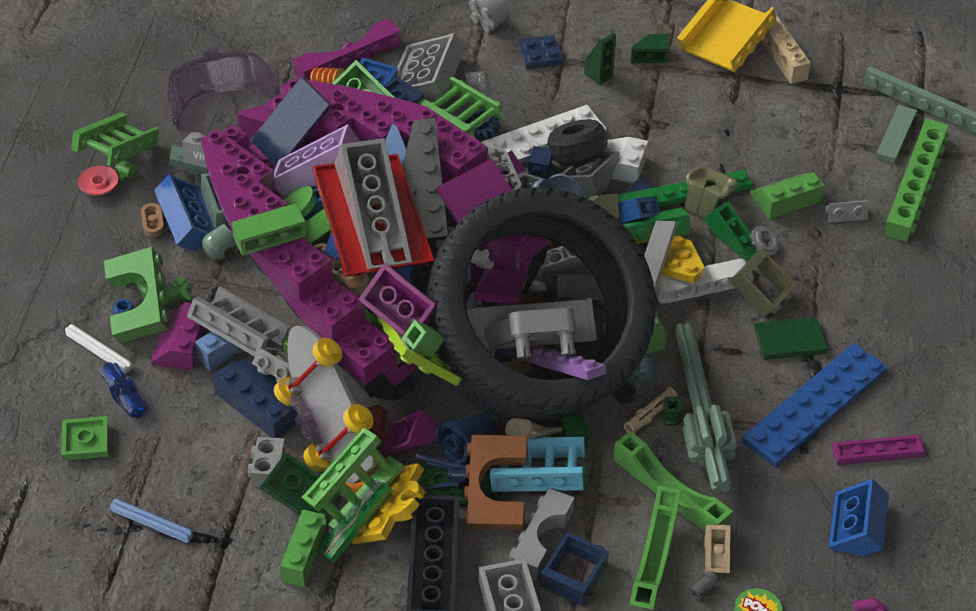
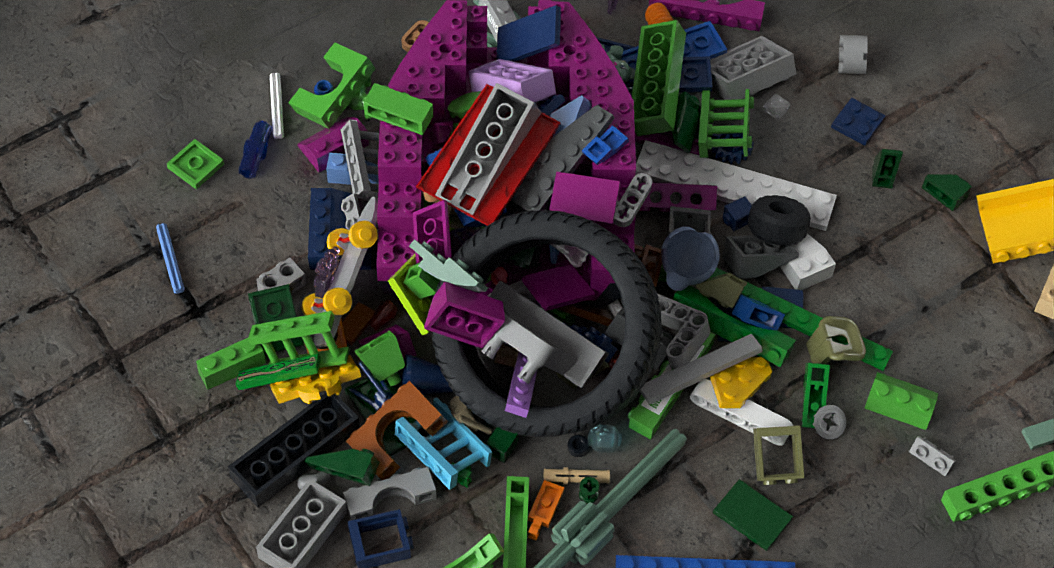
camera: 45 degrees right, 10 degrees up
(425, 438) = (383, 358): none -> bright green torso
(450, 143) = (606, 146): none -> blue slope
(455, 306) = (447, 269): none -> slope
(471, 576) = (319, 478): none -> light grey arm
(490, 332) = (464, 315): none -> magenta slope
(495, 533) = (347, 464): none -> dark green slope
(659, 446) = (544, 507): none -> orange plate

